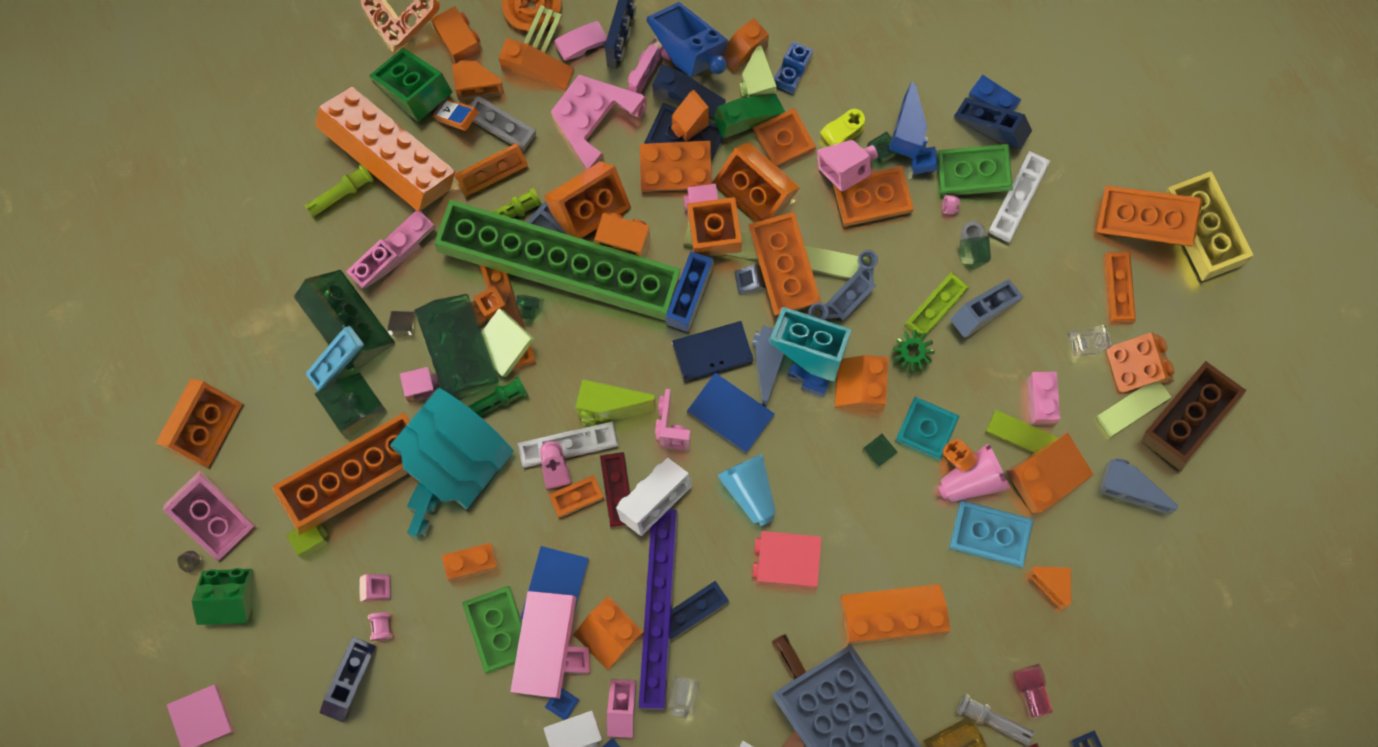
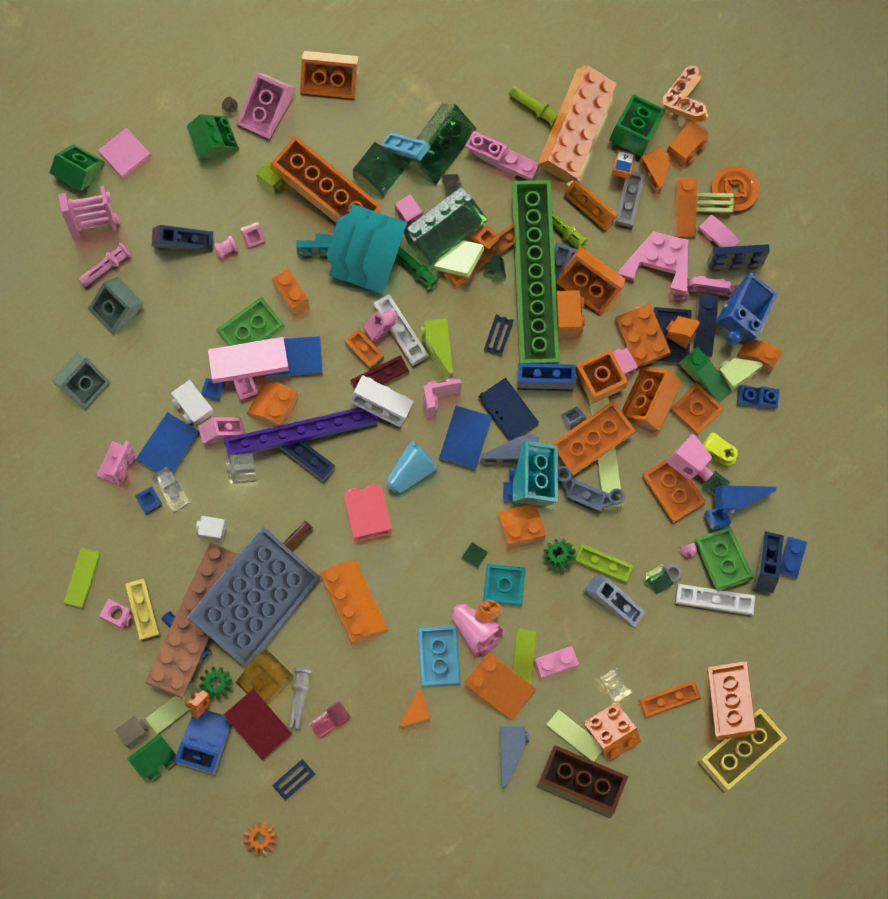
camera: 65 degrees right, 0 degrees up
(599, 319) = (503, 320): none -> dark blue tile

